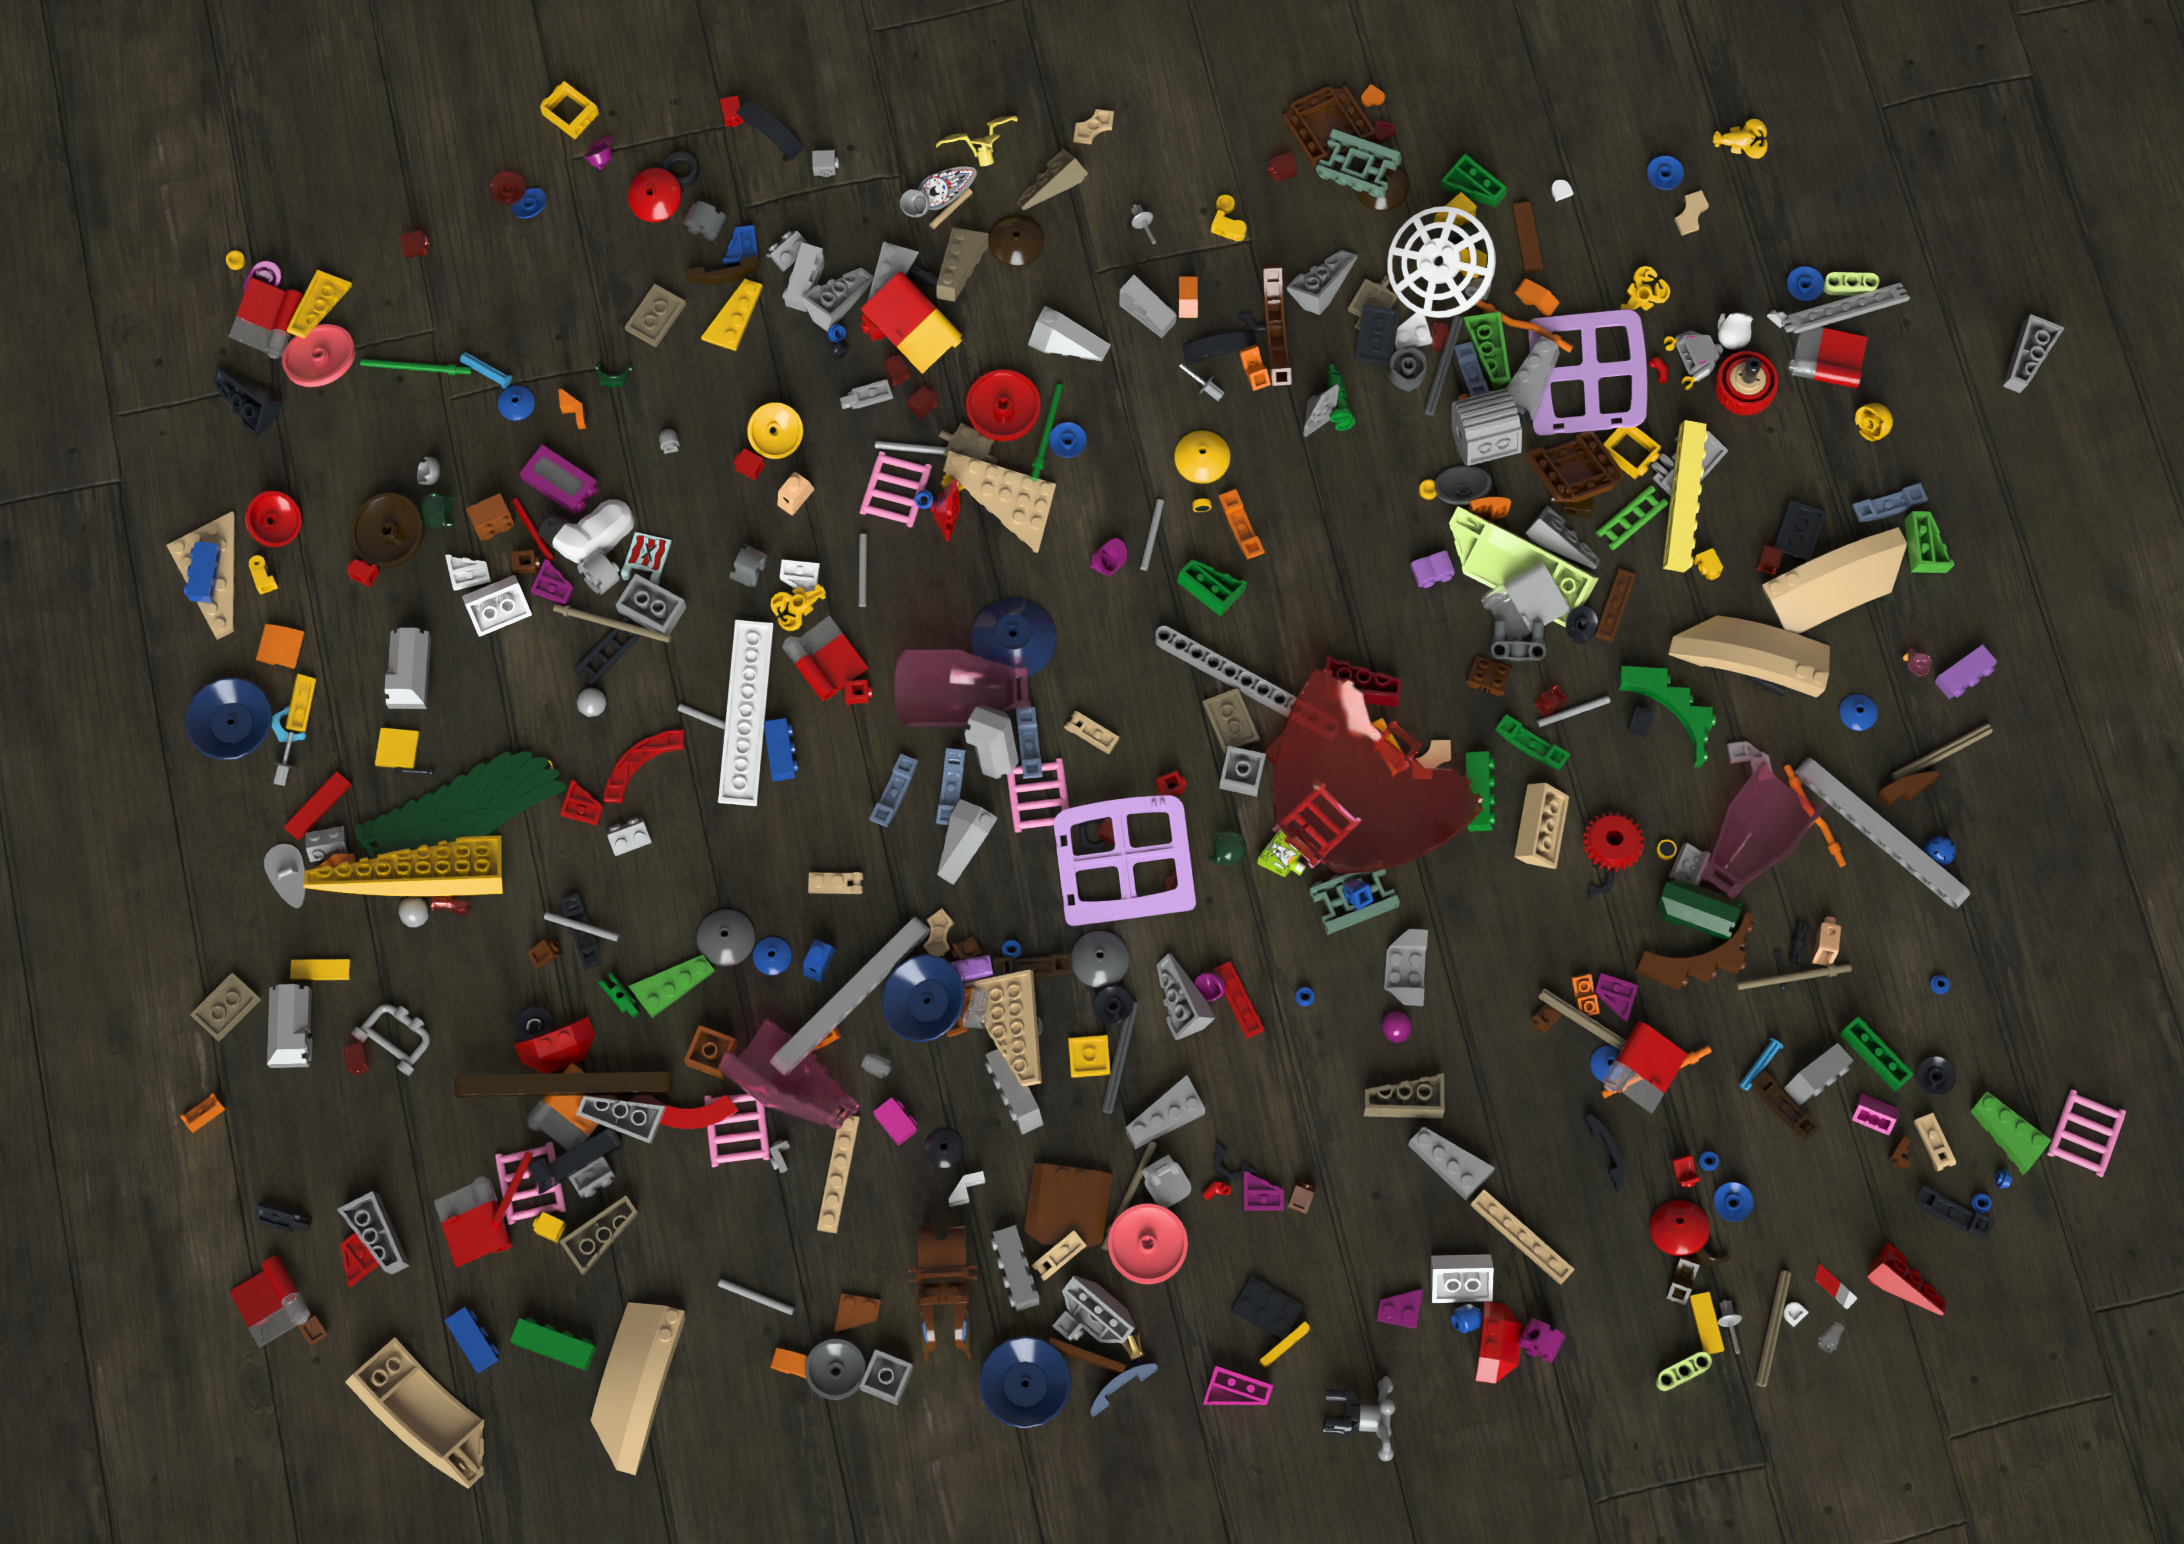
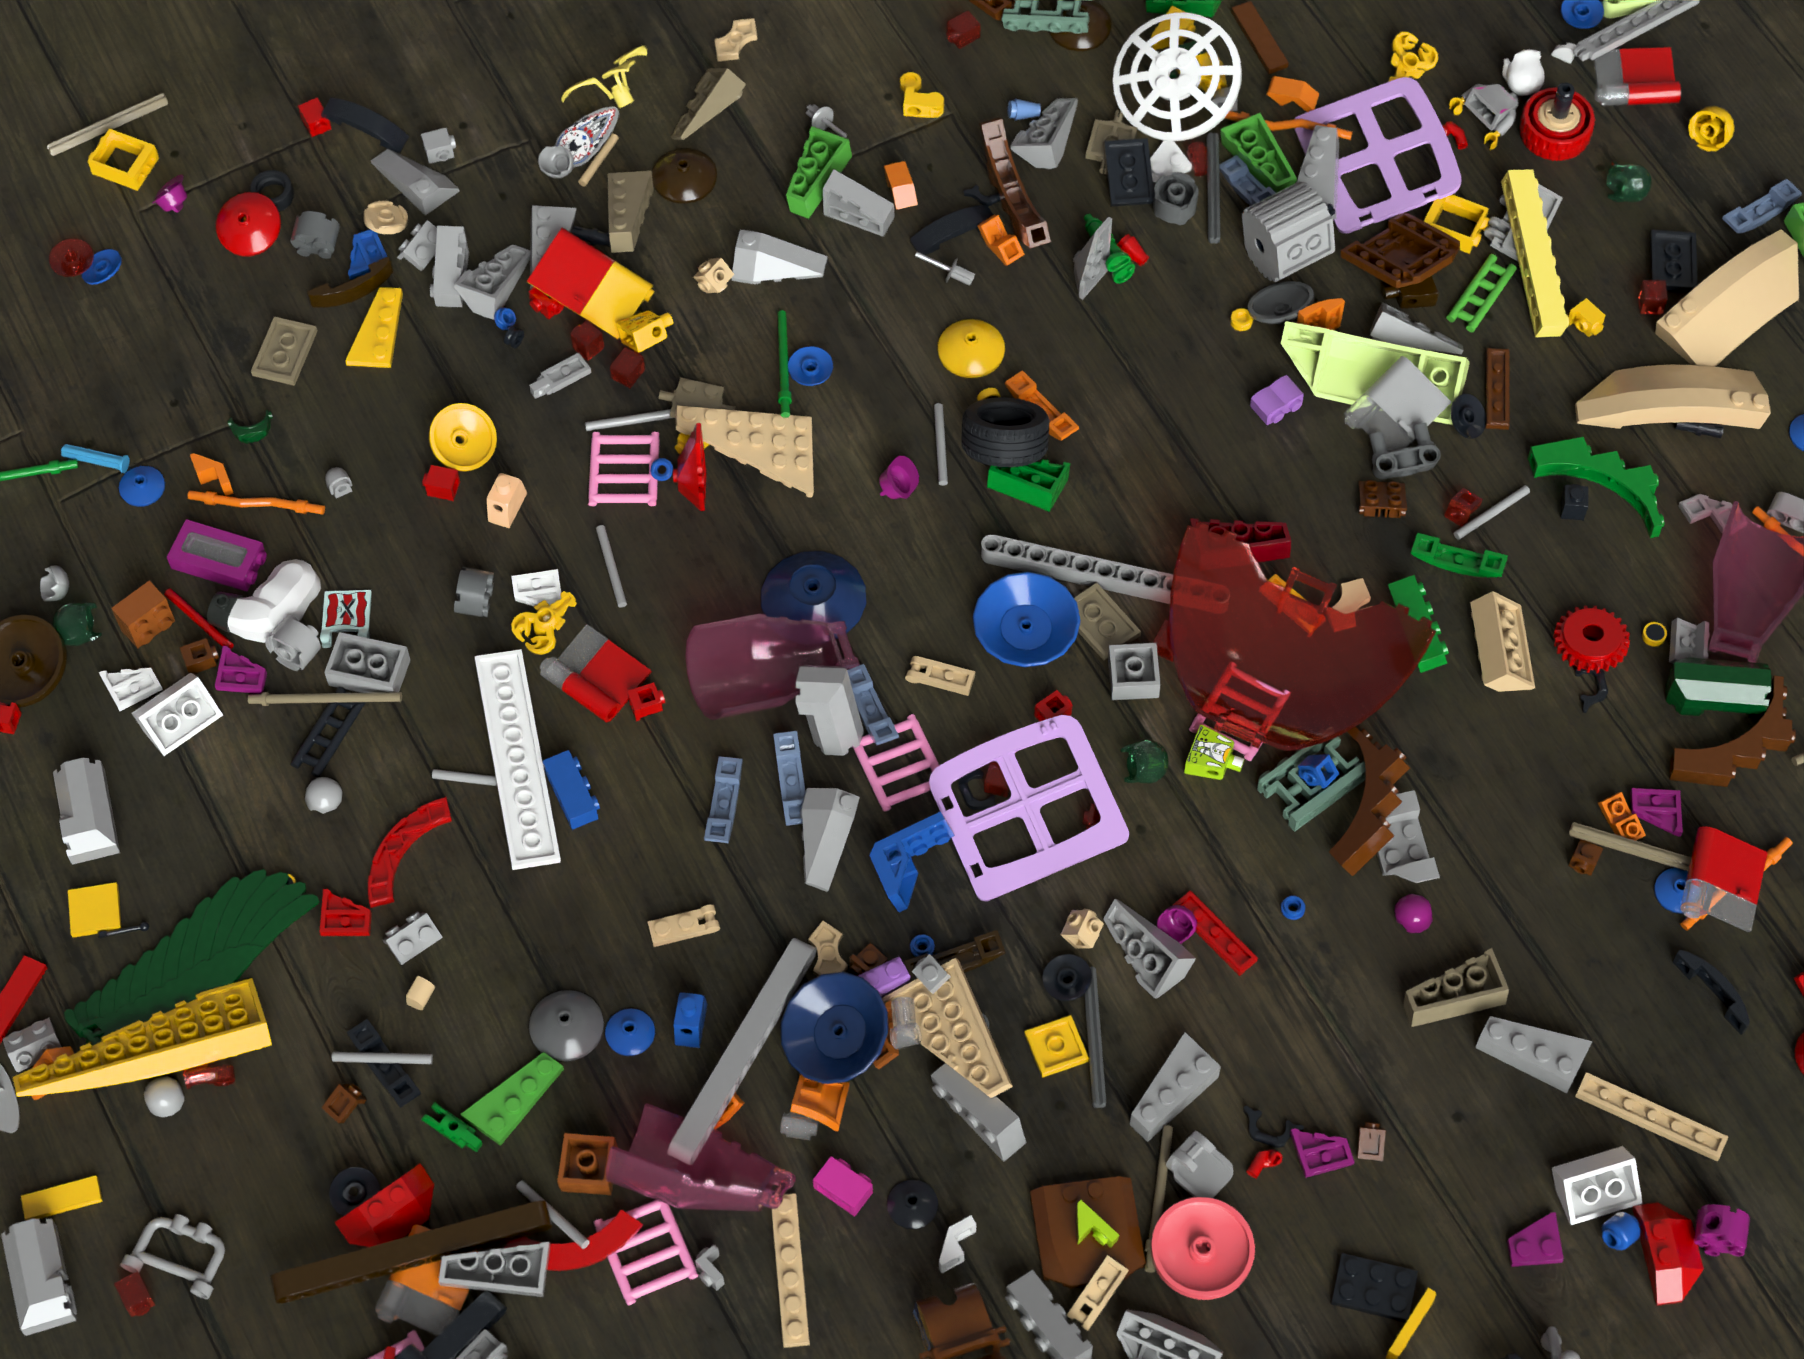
camera: 15 degrees left, 10 degrees down
(564, 73) = (108, 123): none -> dark tan axle
(568, 429) = (213, 498): none -> orange bar
(622, 883) = (419, 993): none -> tan brick
(675, 1083) = (558, 1219): none -> light grey bar
(765, 217) = (385, 217): none -> tan tile
(800, 191) = (417, 182): none -> light grey wedge
(897, 1051) = (820, 1101): none -> orange plate
(943, 374) = (643, 330): none -> yellow torso
(1003, 405) = (724, 346): red dish -> none
(1008, 878) = (894, 856): none -> blue bracket
(1008, 976) = (930, 973): none -> light grey bracket
(1012, 340) = (713, 275): none -> tan brick
(1067, 1201) = (1089, 1221): none -> lime slope
(1100, 971) = (1032, 943): dark grey dish -> none
(1129, 259) = (820, 157): none -> bright green wedge
(1136, 969) = (1082, 928): none -> tan brick
(1171, 688) = (1029, 601): none -> blue dish
(1198, 558) = (1005, 432): none -> black tyre
(1309, 253) = (1023, 109): none -> medium blue cone
(1358, 404) = (1133, 249): none -> red cone
(1382, 951) = (1370, 828): none -> reddish brown arch
(1787, 453) = (1628, 182): none -> clear green hair

